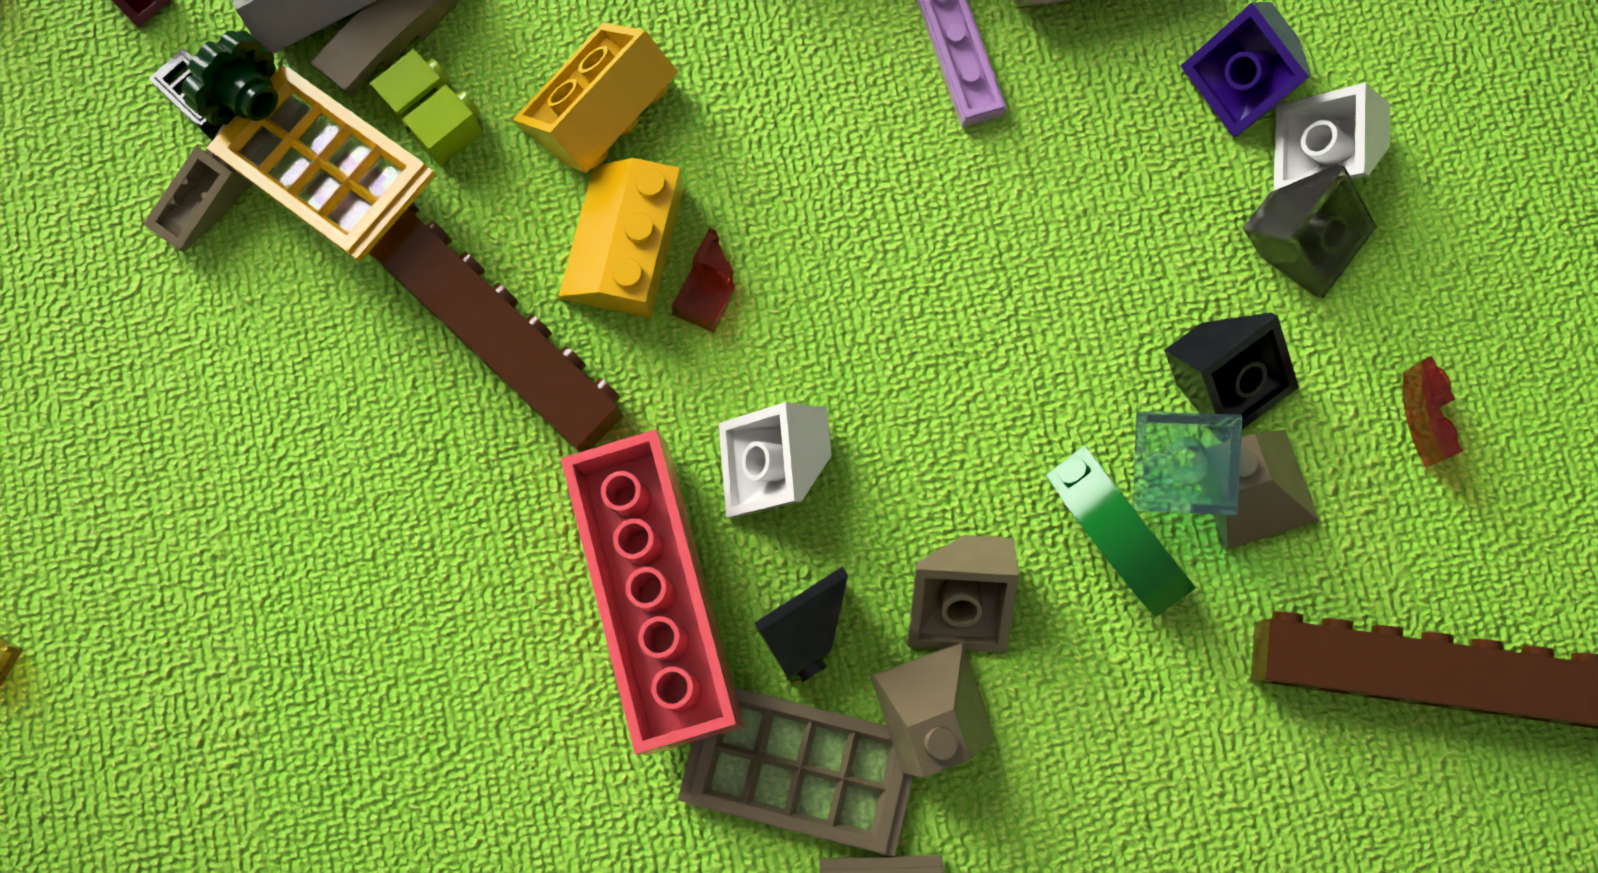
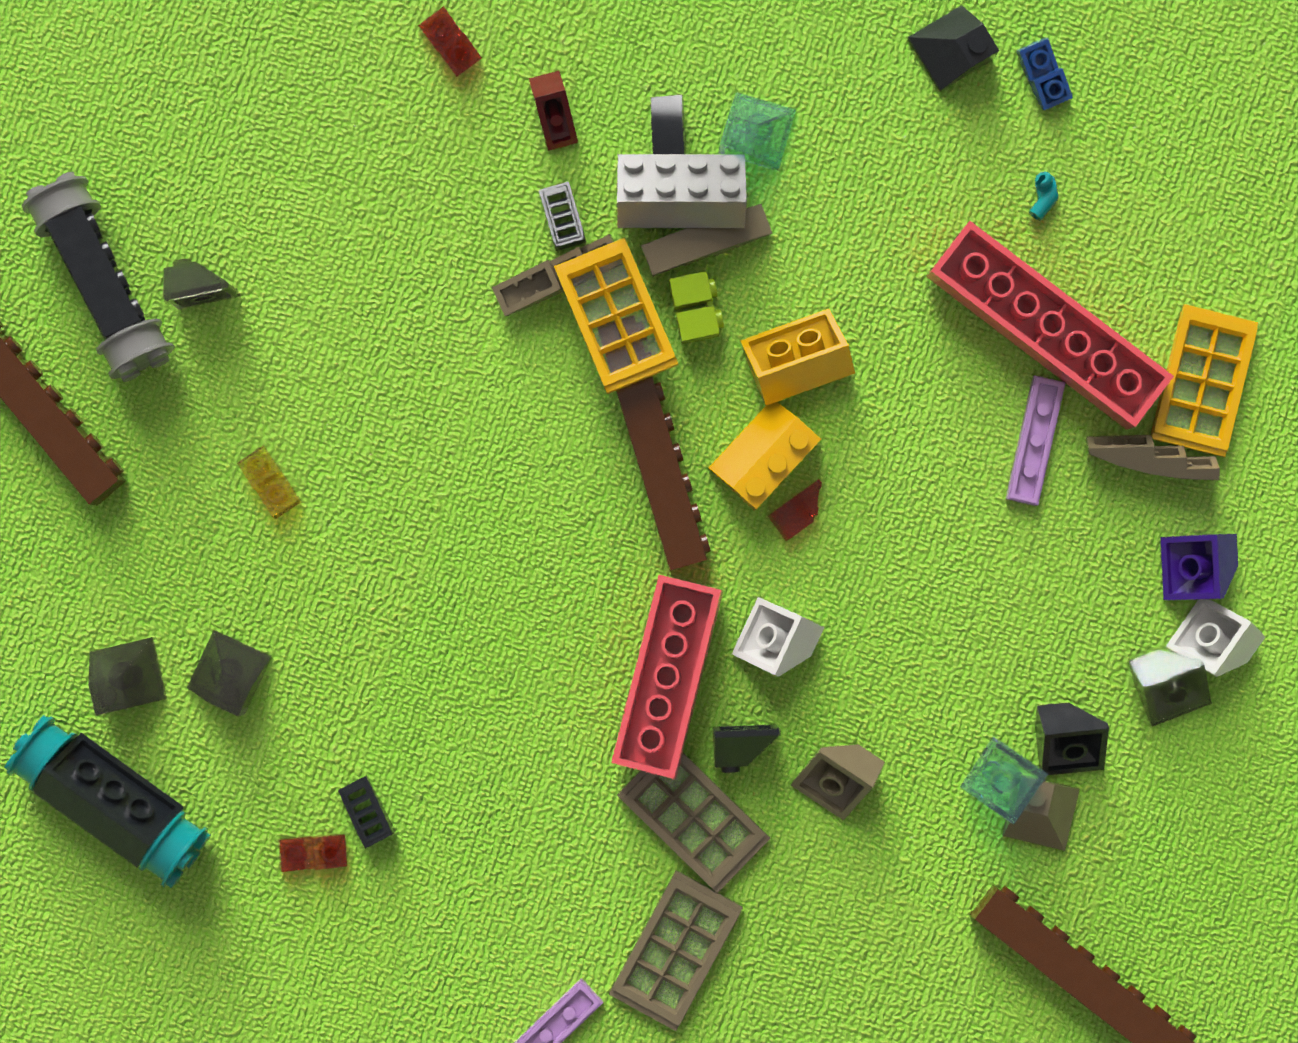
camera: 30 degrees right, 10 degrees up
(231, 80) = (592, 242): dark green plant -> none
(933, 711) = (783, 830): dark tan slope -> none
(1120, 532) = (943, 792): green arch -> none
(1424, 392) = (1171, 817): clear red slope -> none

